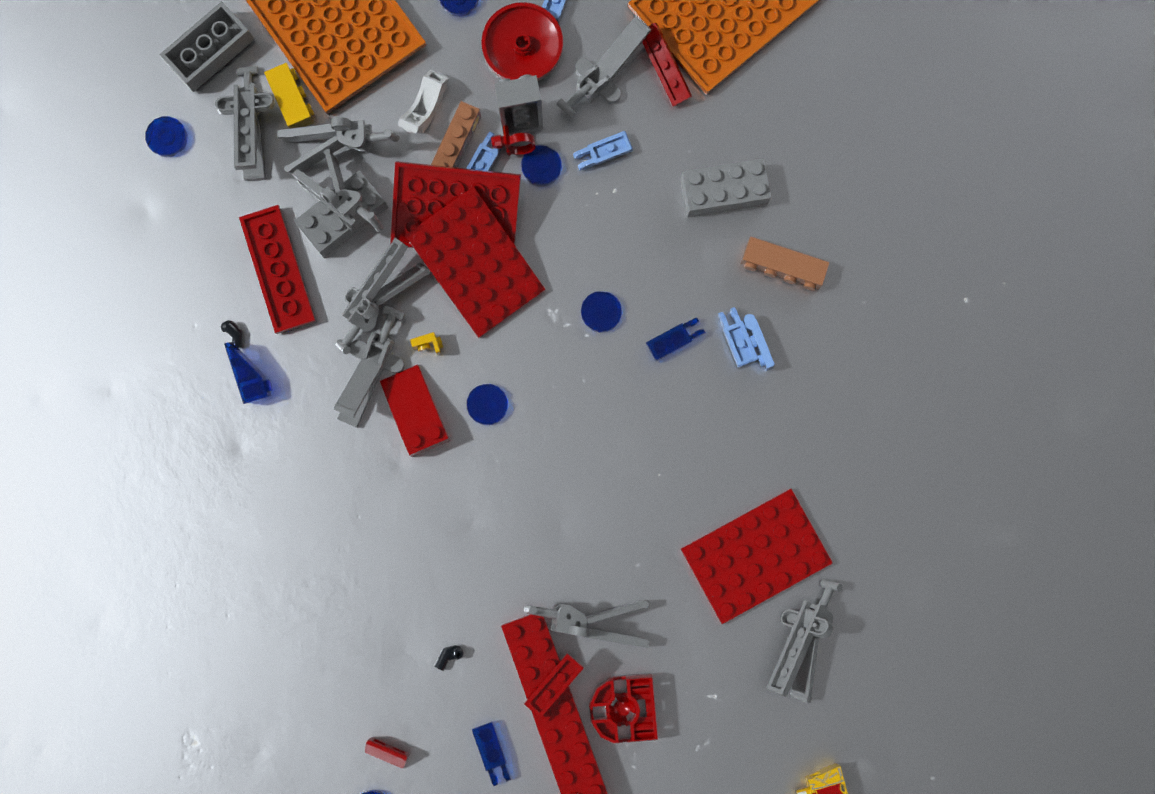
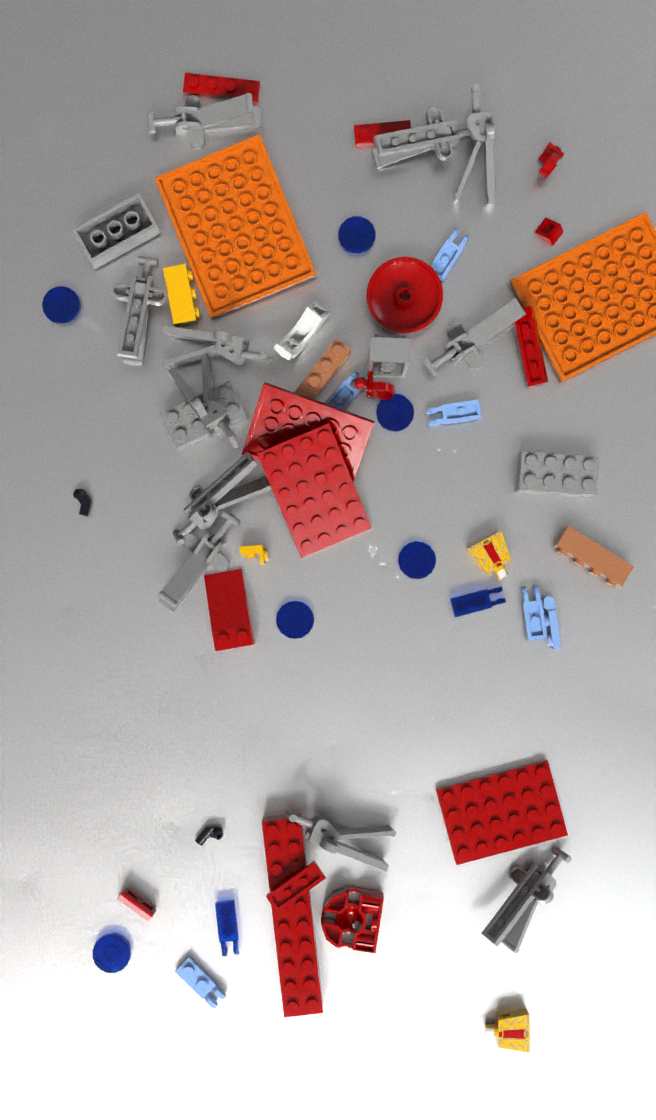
camera: 20 degrees right, 5 degrees up
(249, 379) = (89, 548): clear blue slope -> none
(277, 269) = (135, 452): red plate -> none
(677, 286) = (491, 554): none -> yellow torso

